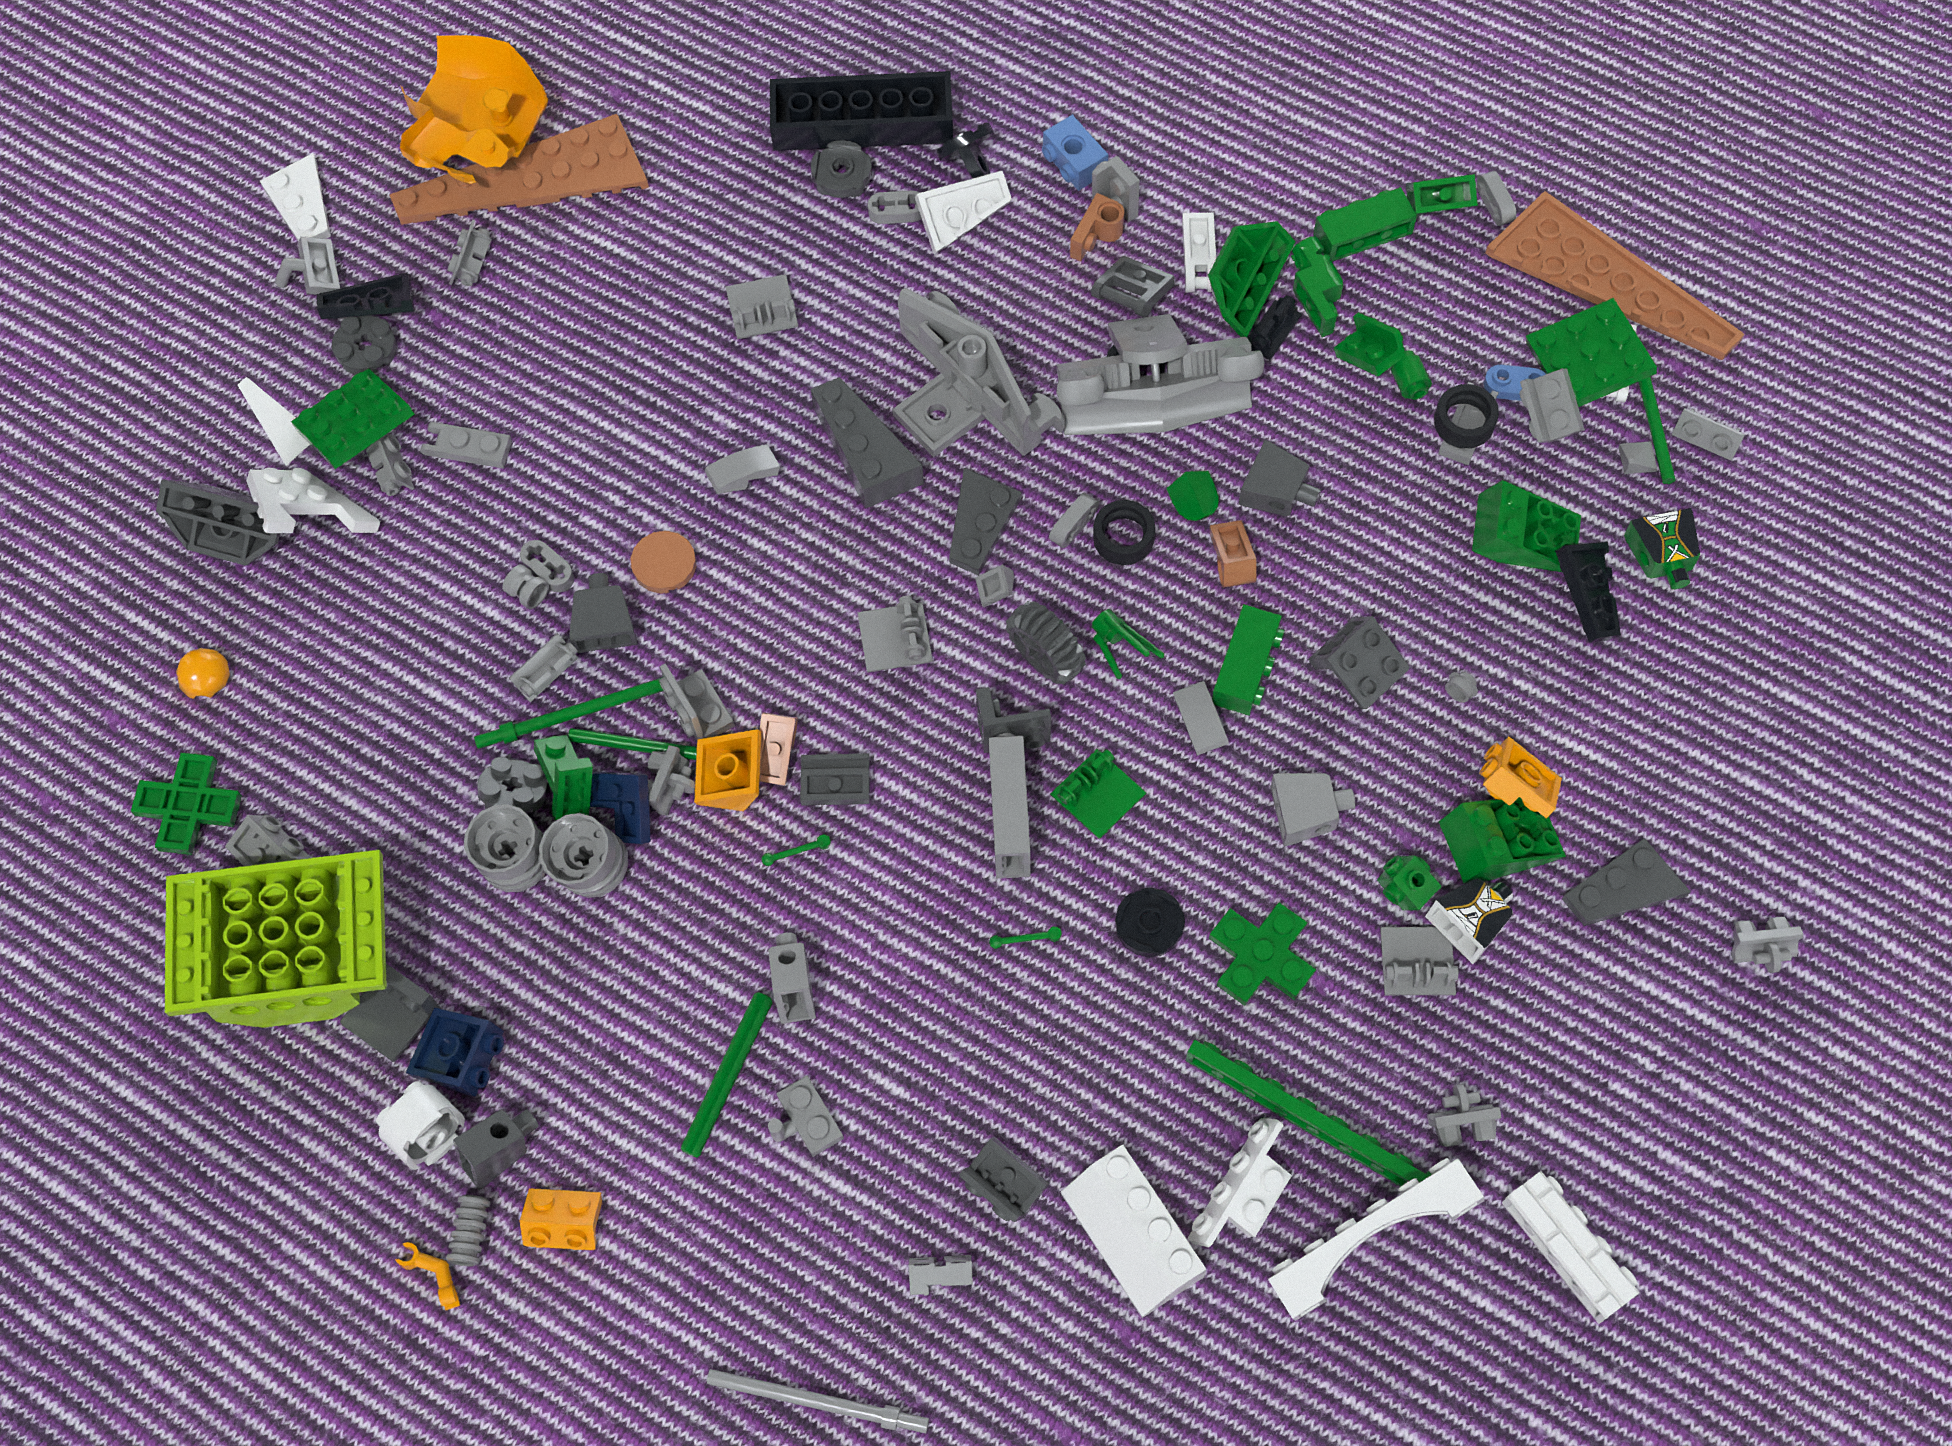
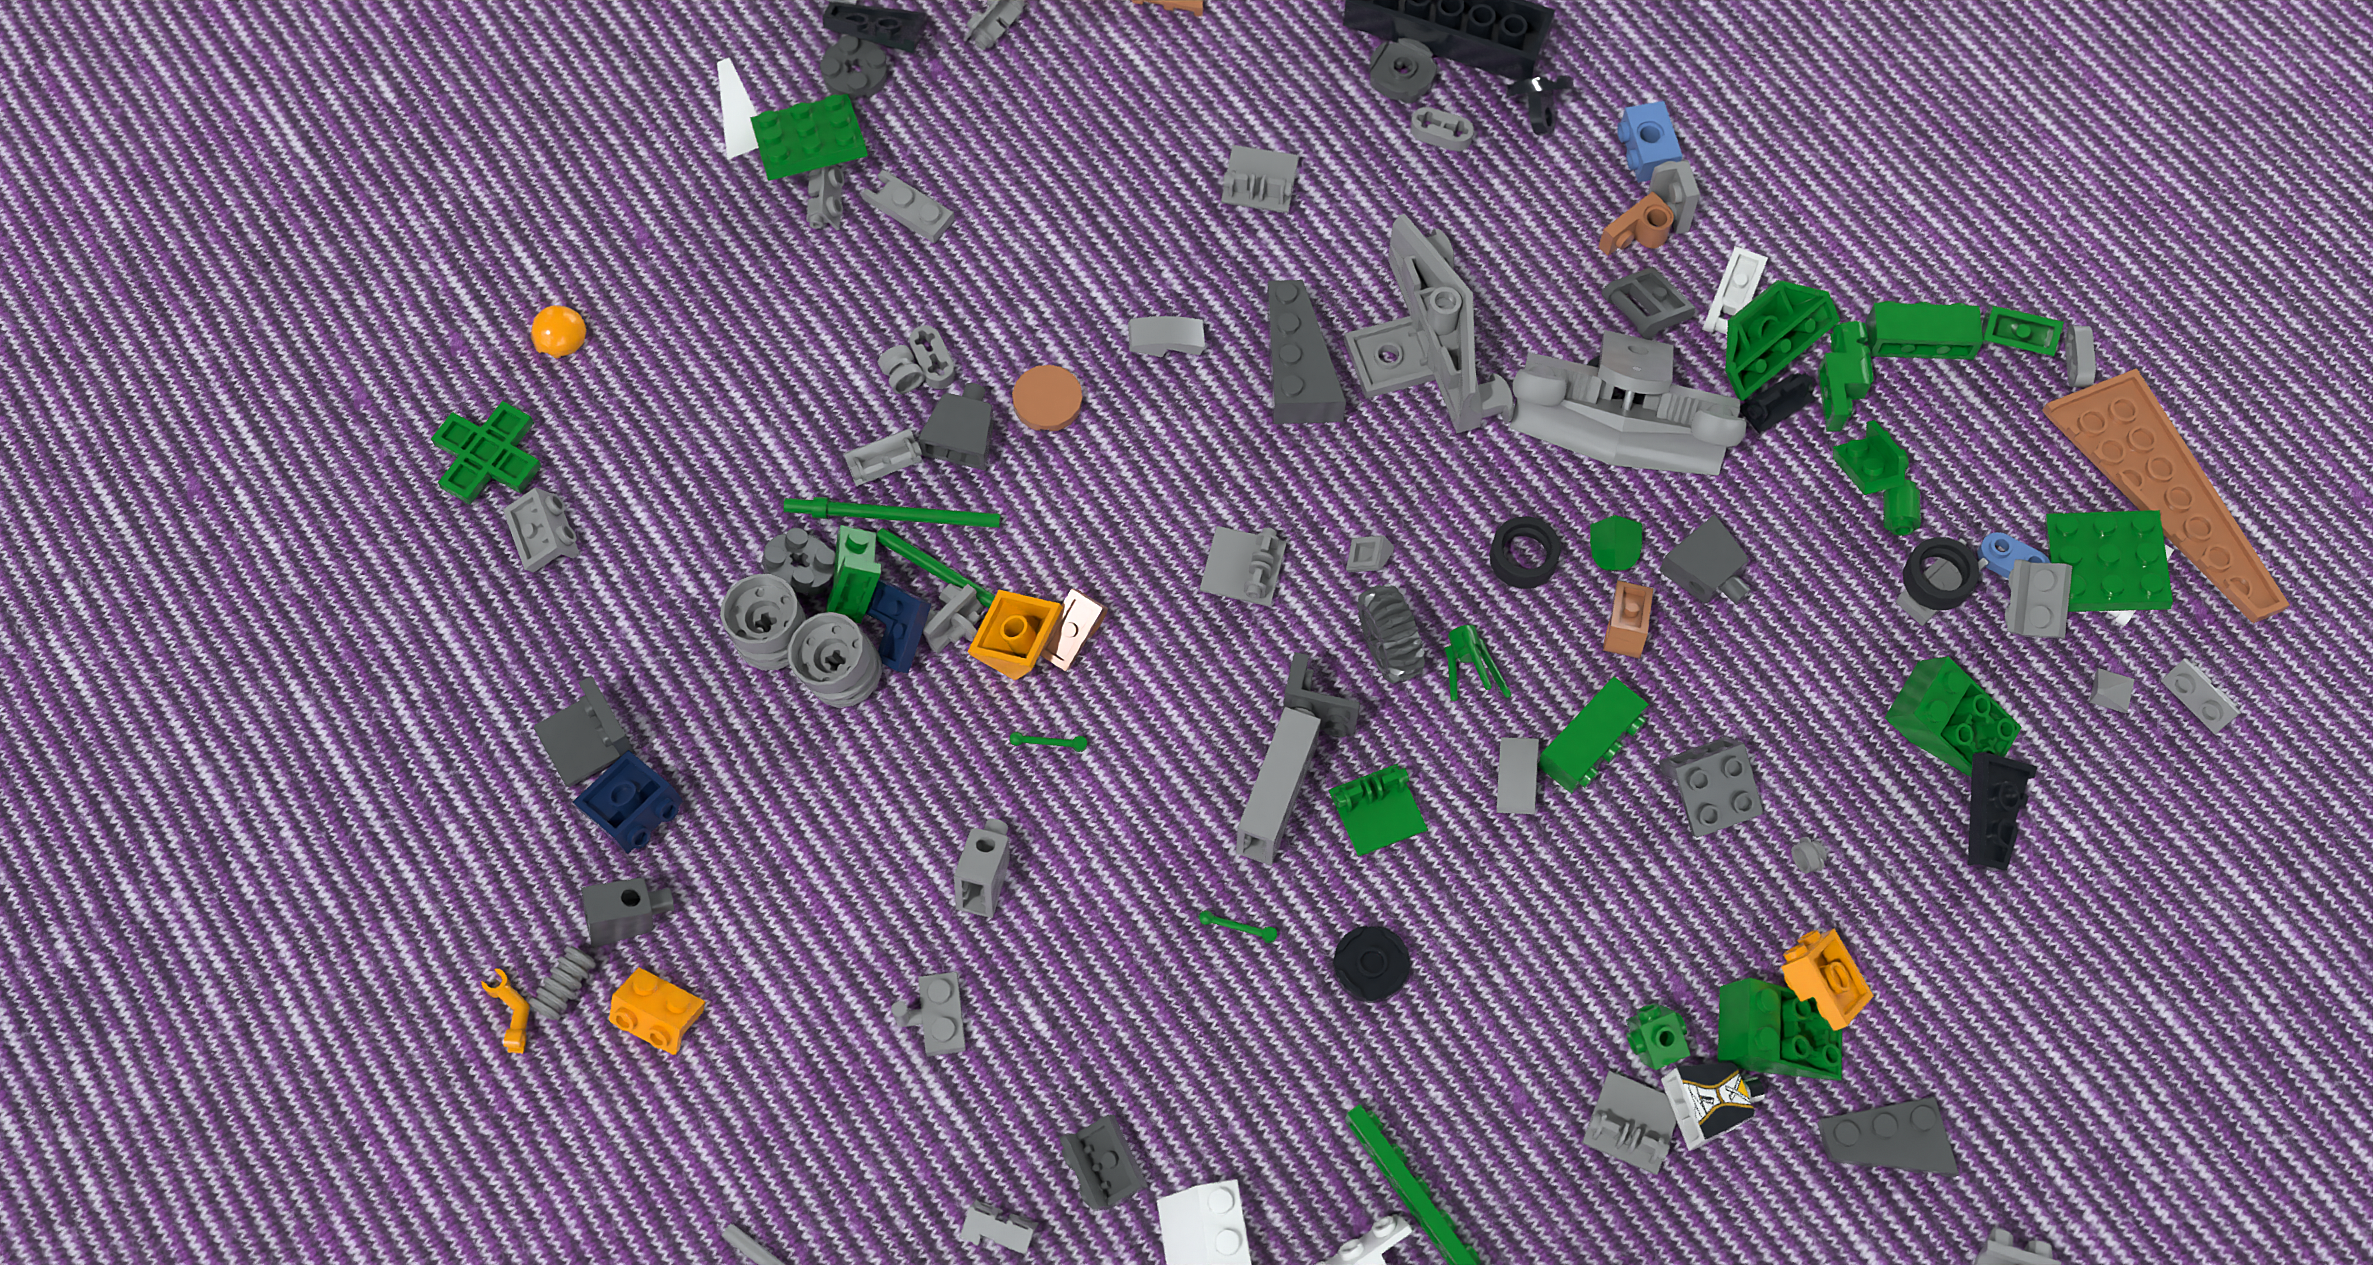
camera: 20 degrees right, 0 degrees up
(214, 521) = (638, 188): dark grey wedge -> none
(276, 940) = (502, 619): lime wedge -> none
(300, 492) = (727, 192): white wing -> none
(420, 1125) = (560, 859): white brick -> none
(696, 704) = (1014, 554): light grey bracket -> none
(726, 1075) = (878, 937): green axle -> none
(835, 779) = (1118, 685): dark grey plate -> none
(961, 207) = (1507, 153): white wing -> none
(980, 520) = (1383, 481): dark grey wing -> none
(1074, 520) = (1478, 519): light grey beam -> none
(1262, 954) = (1472, 1045): green plate -> none
(1307, 805) = (1589, 912): light grey torso -> none
(1657, 431) = (2145, 670): green bar -> none
(1665, 545) = (2098, 796): torso -> none

